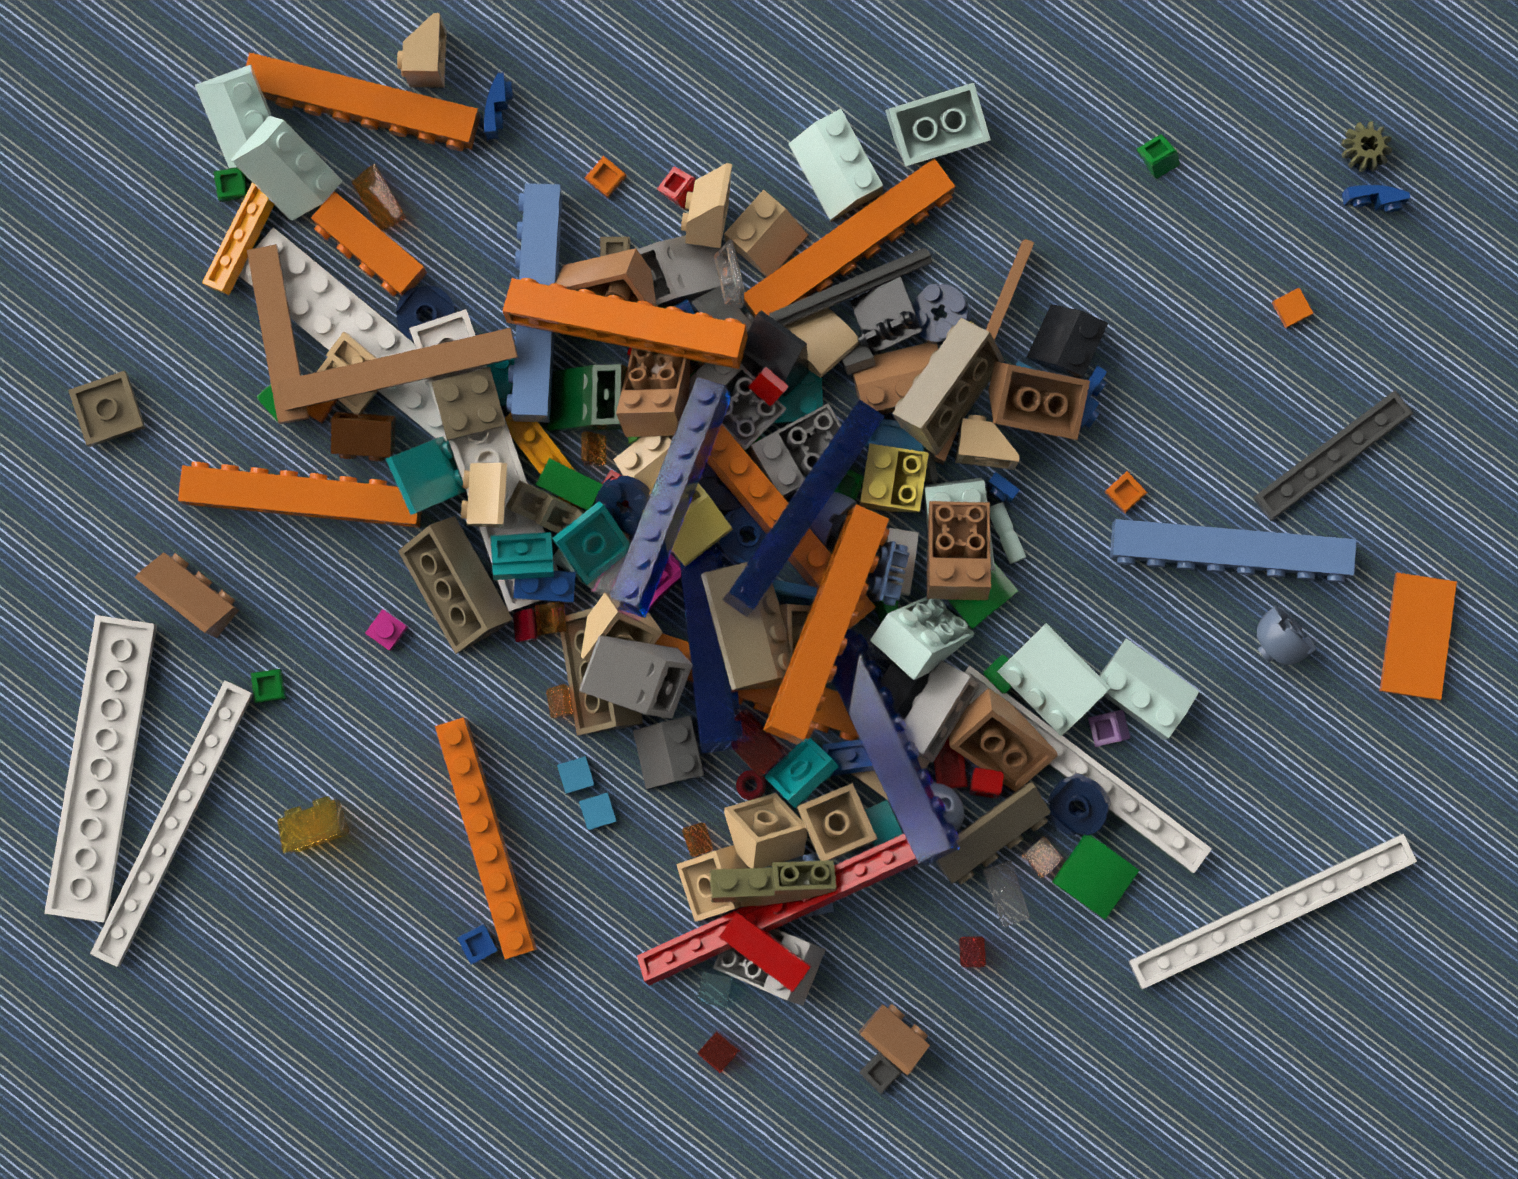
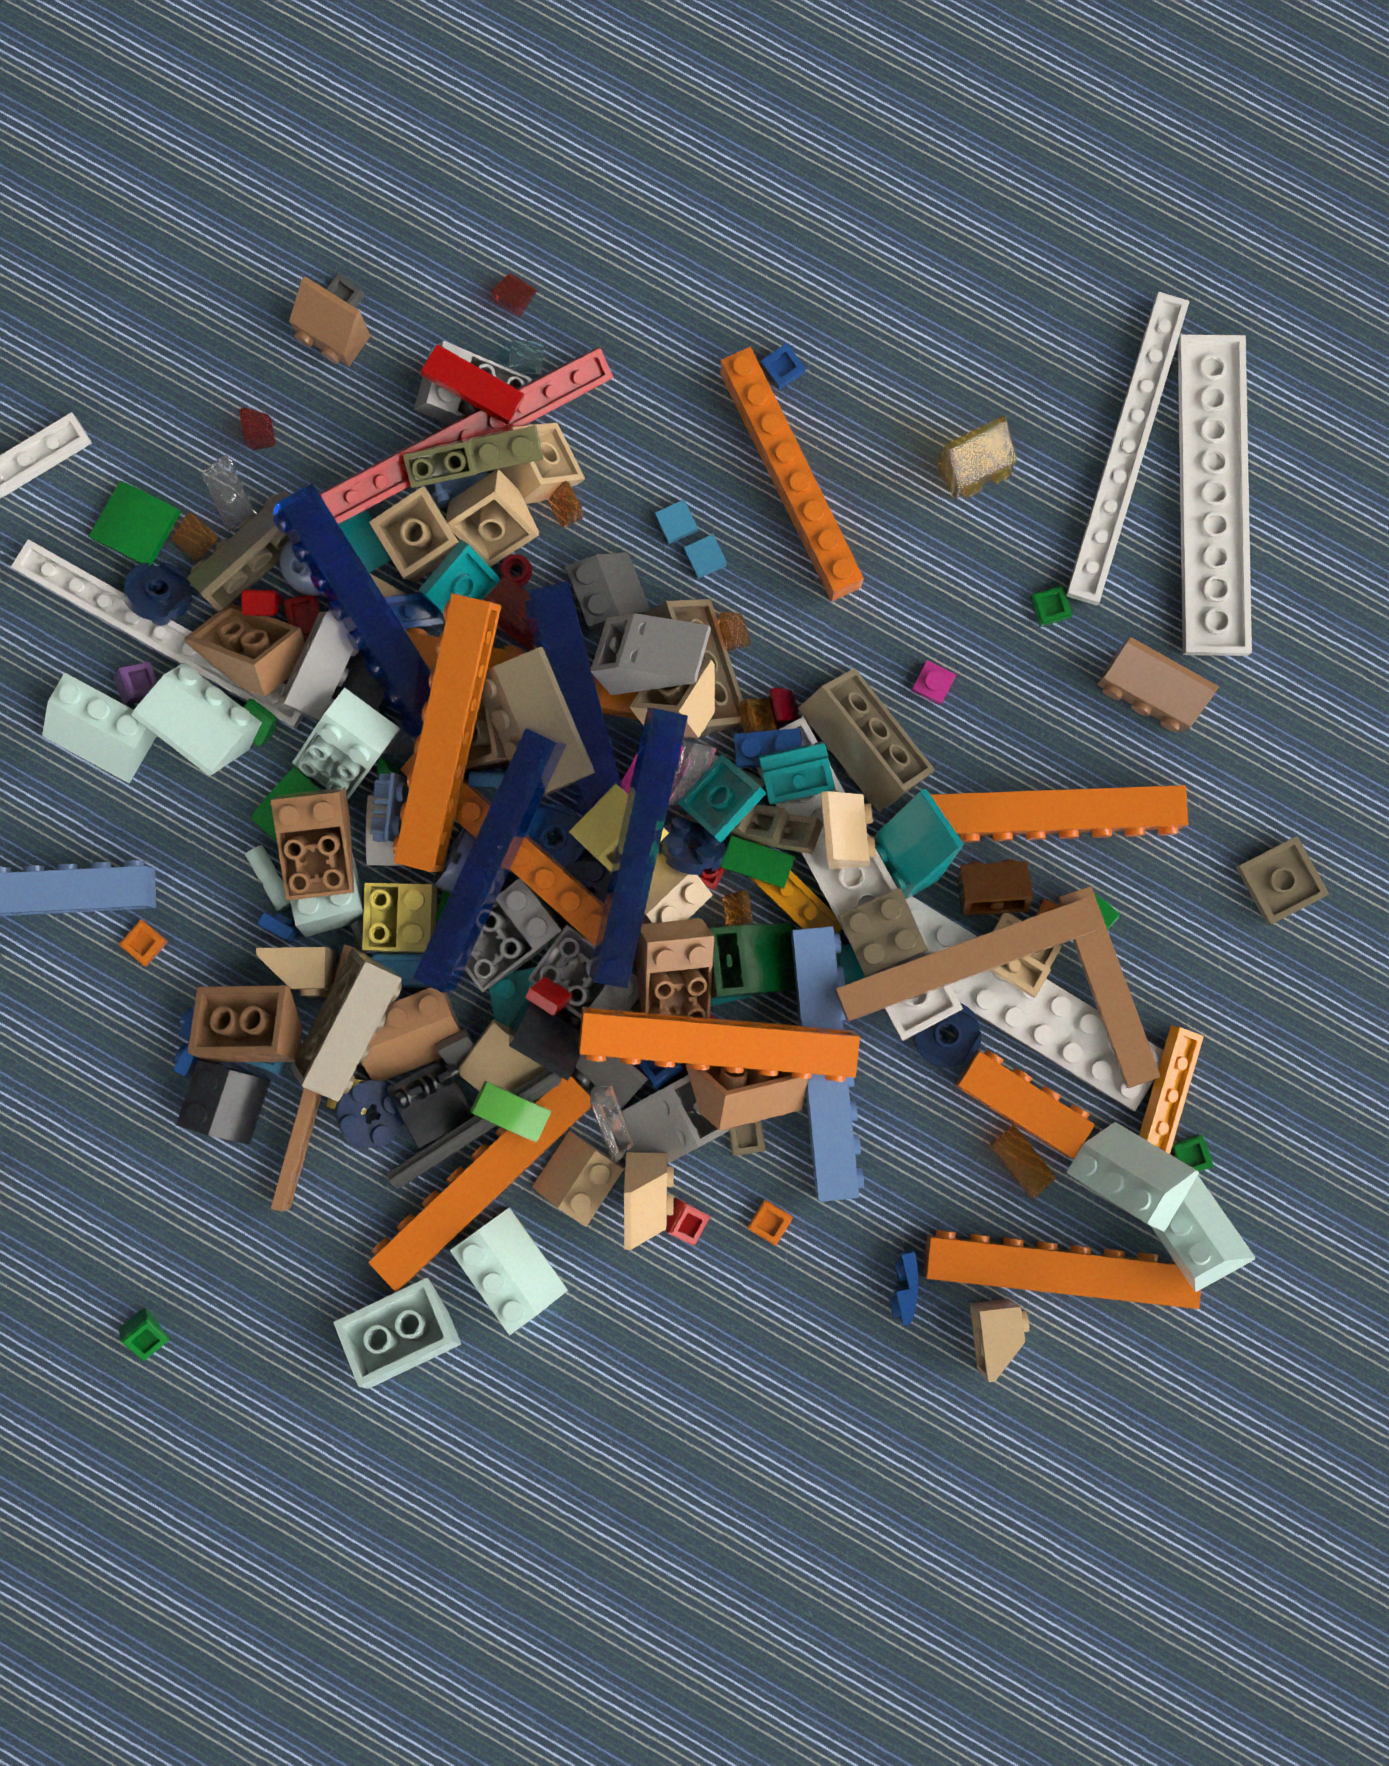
camera: 165 degrees right, 0 degrees up
(815, 293) = (510, 1111): none -> bright green slope

